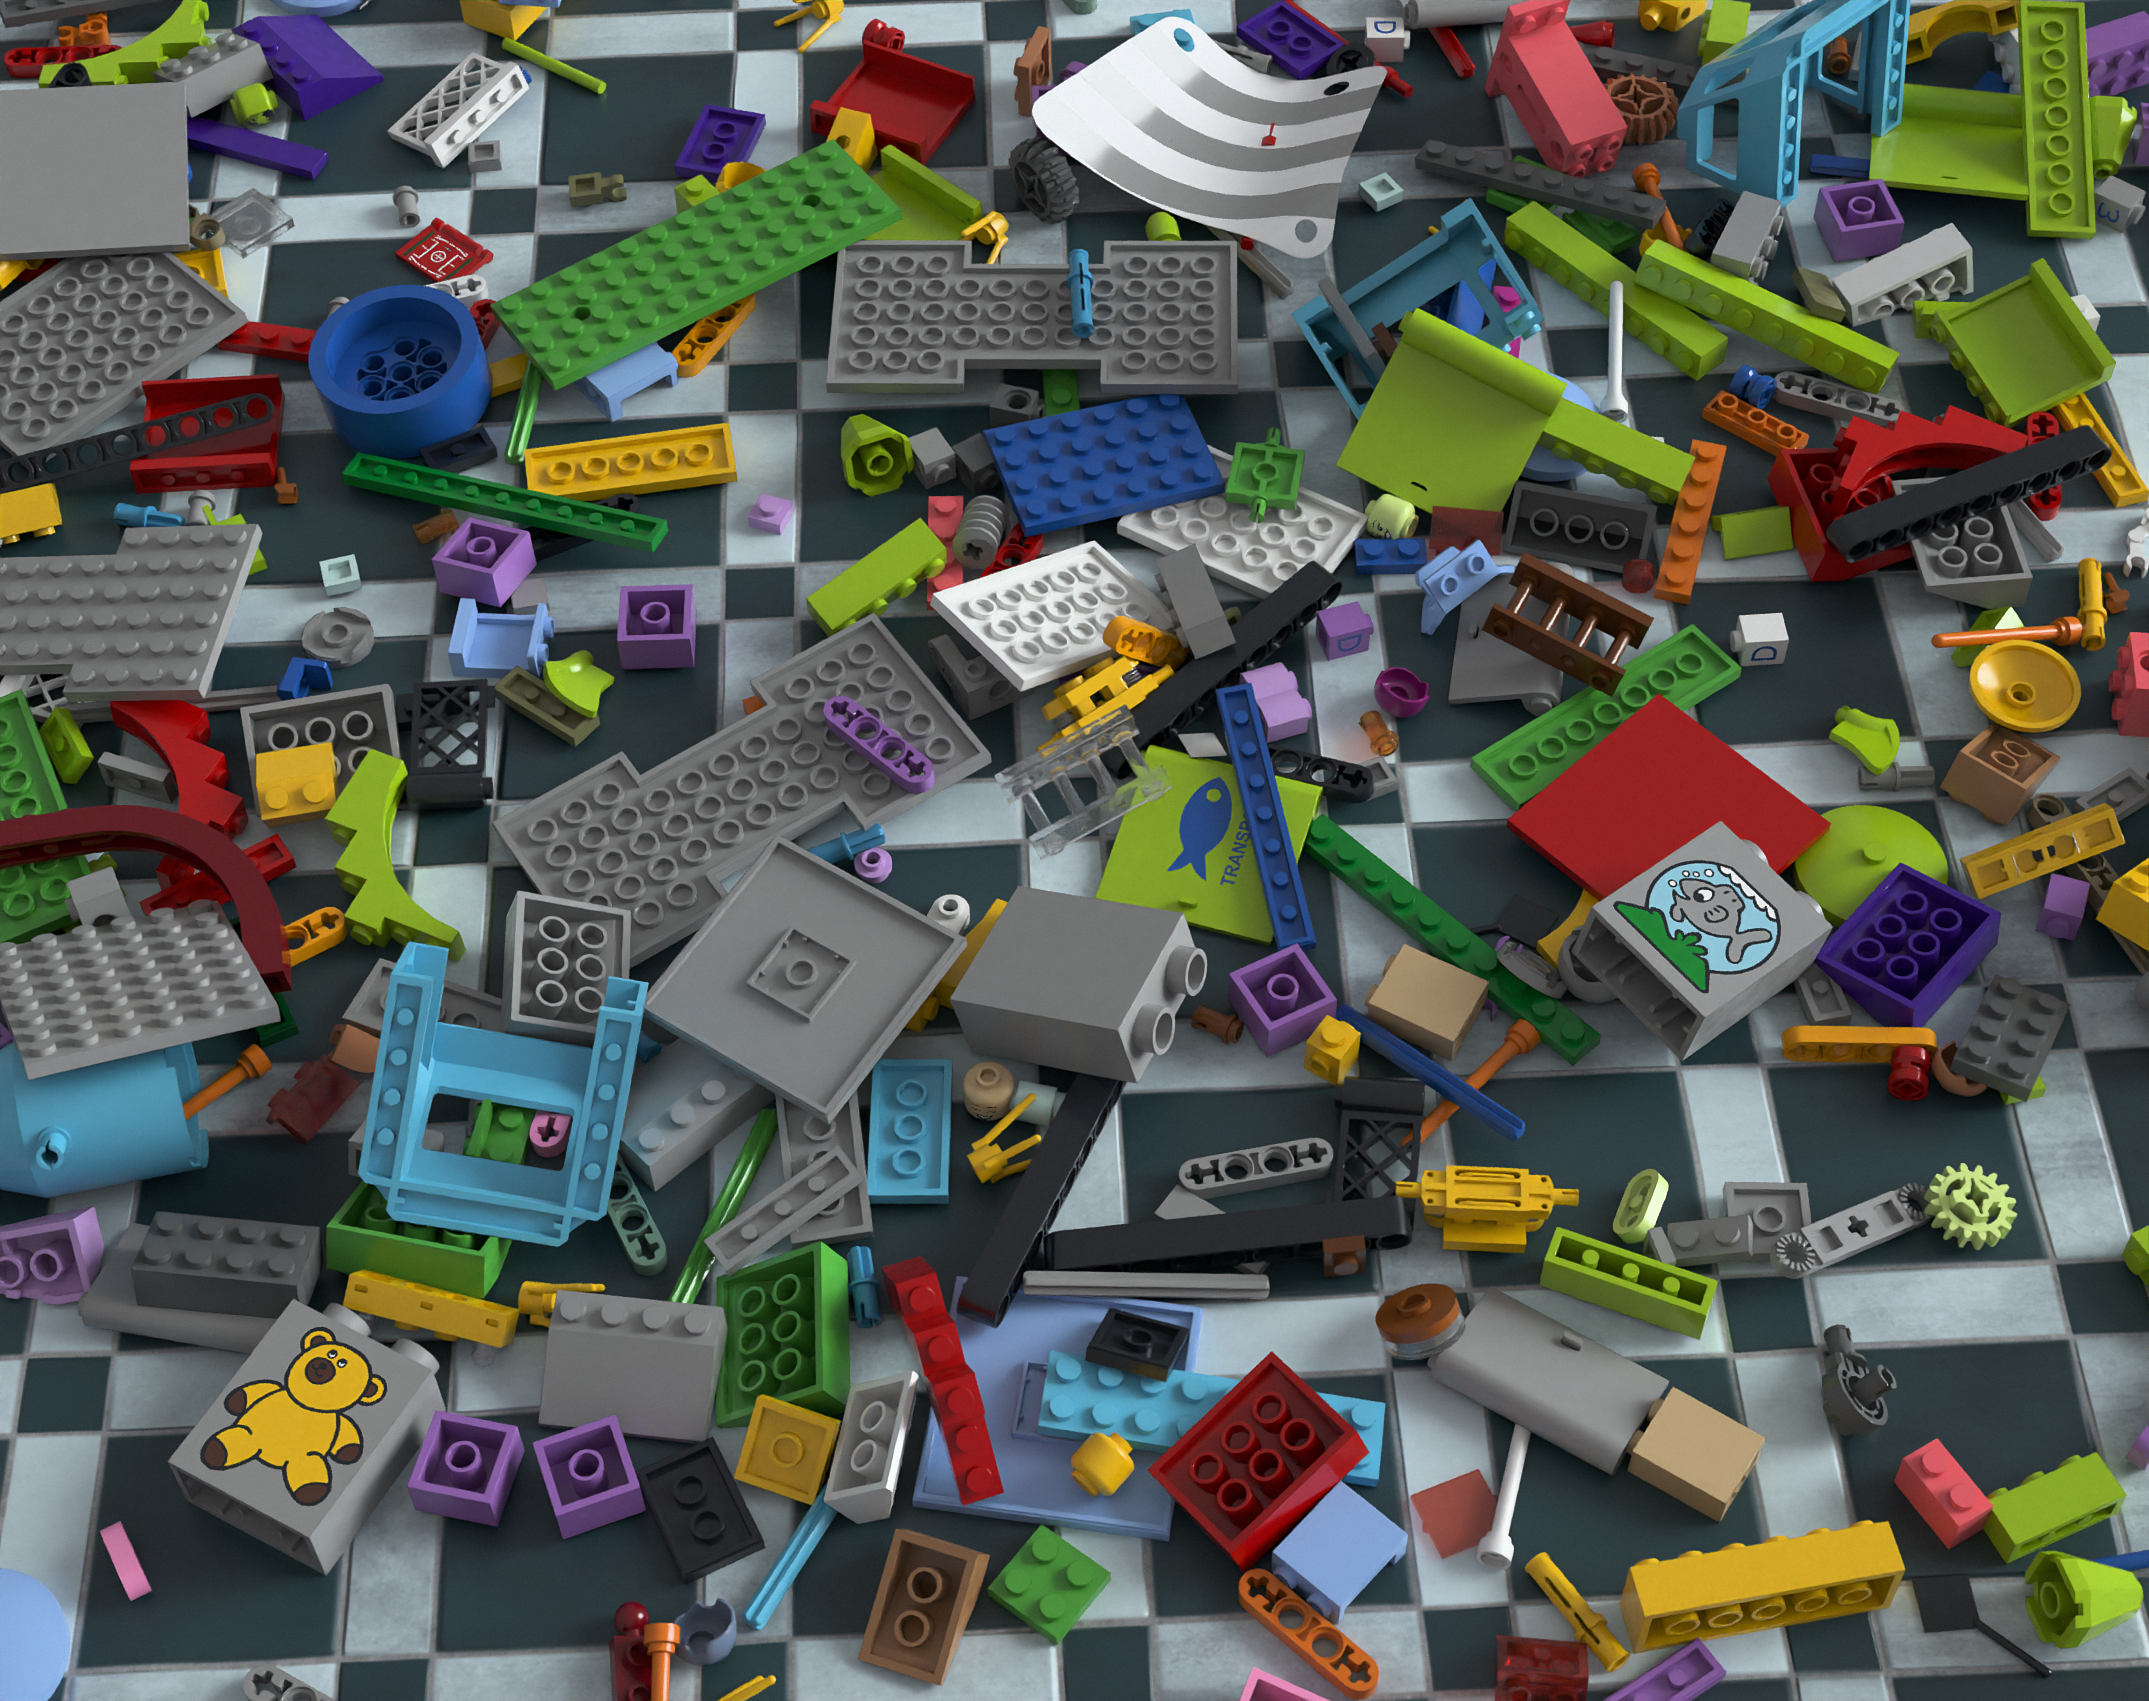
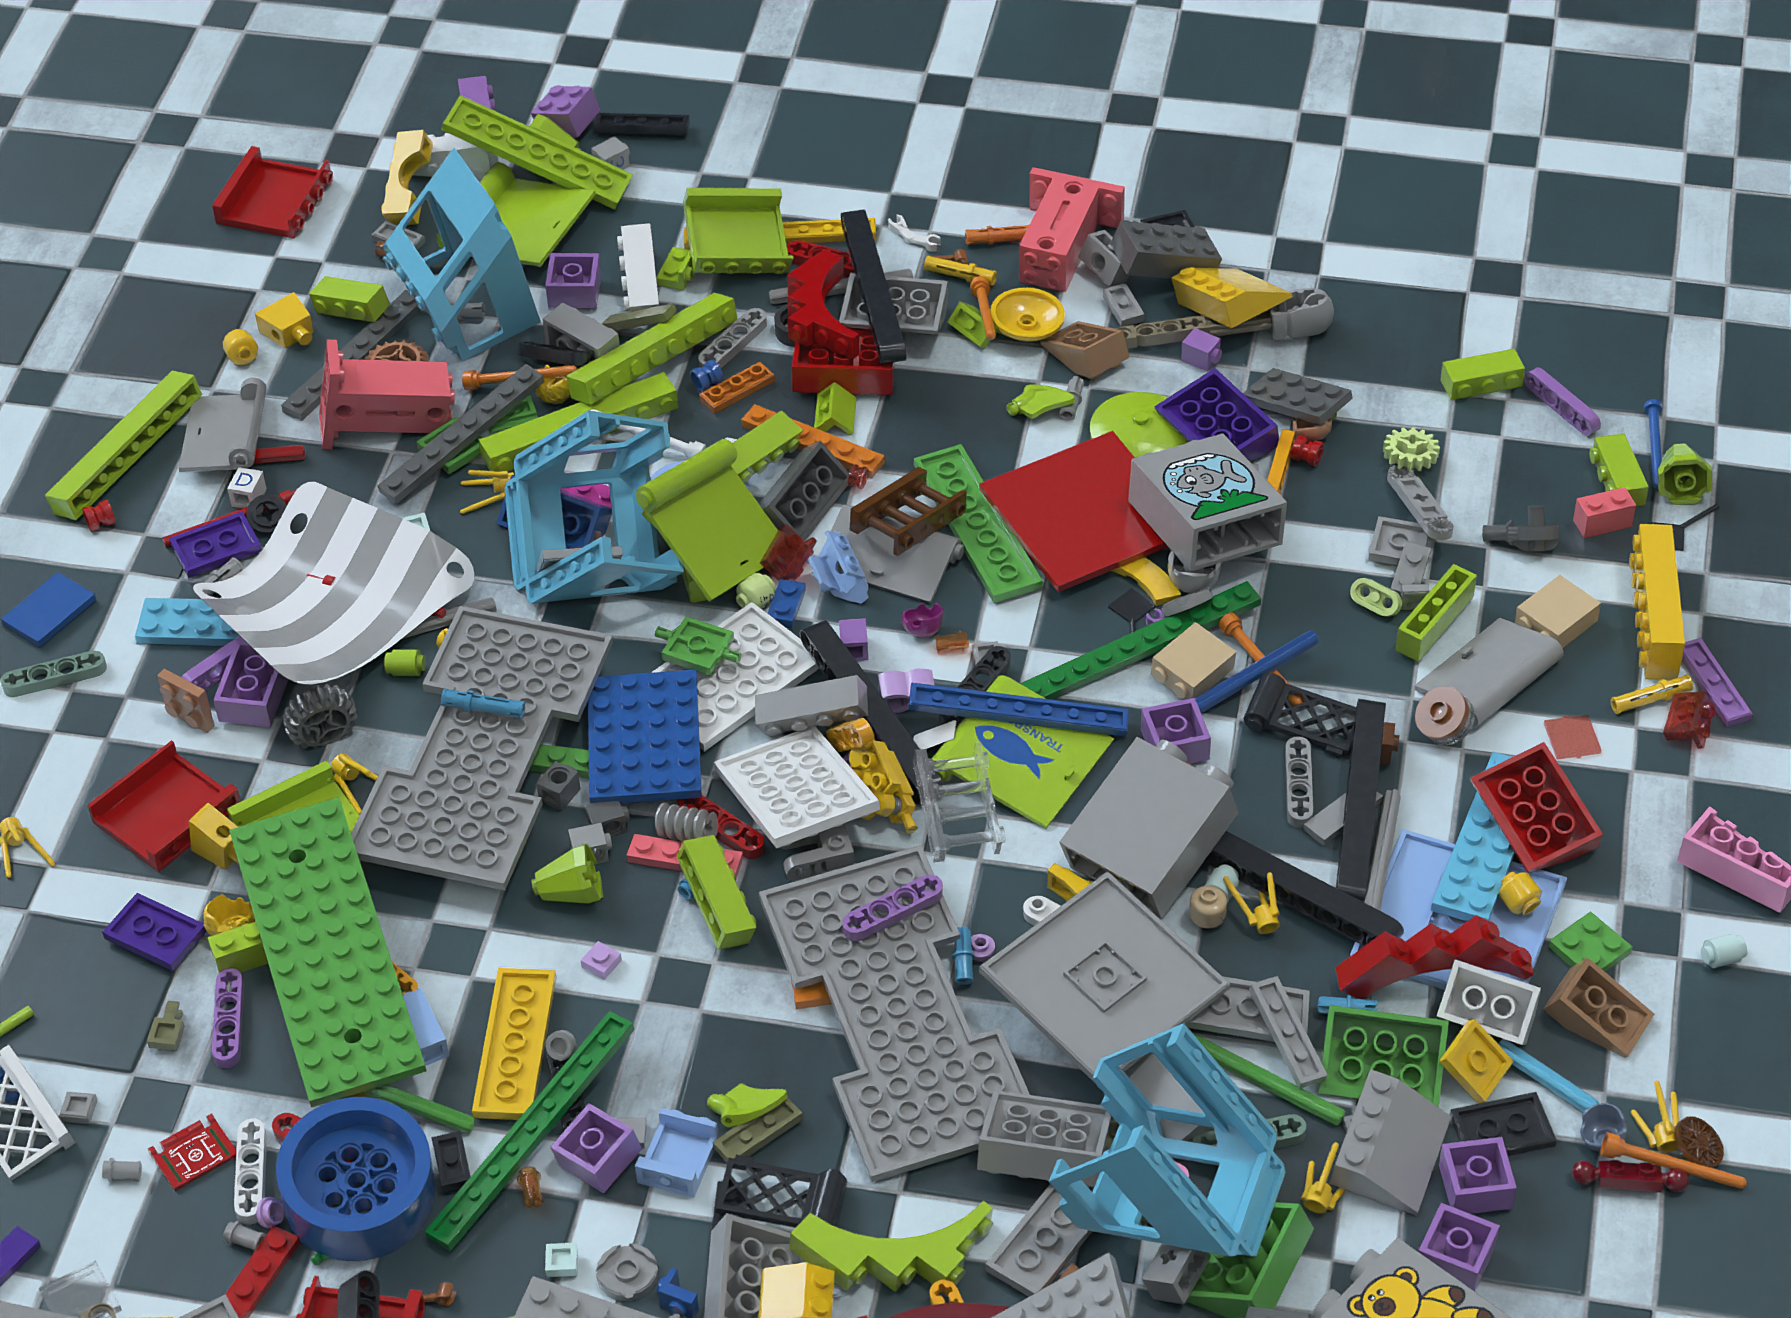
camera: 75 degrees left, 5 degrees down
(432, 1308) = (1320, 1256): yellow piece -> none
(617, 226) = (231, 1017): none -> medium lavender beam
(619, 494) = (561, 1045): none -> light grey tile
(657, 626) = (709, 1040): medium lavender brick -> none
(880, 34) = (76, 801): red wheel -> none
(910, 1131) = (1236, 955): medium azure plate -> none
(1137, 1344) = (1434, 859): black tile -> none
(1303, 1637) = (1642, 821): orange beam -> none
(1332, 1050) = (1221, 718): yellow brick -> none
(1337, 1551) = (1604, 792): light blue panel -> none
(1485, 1205) = (1362, 668): yellow piece -> none
(1496, 1547) = (1601, 721): white piece -> none
(1595, 33) = (303, 370): red cone -> none
(1760, 639) = (937, 429): white brick -> none
(2042, 850) = (1166, 340): yellow piece -> none

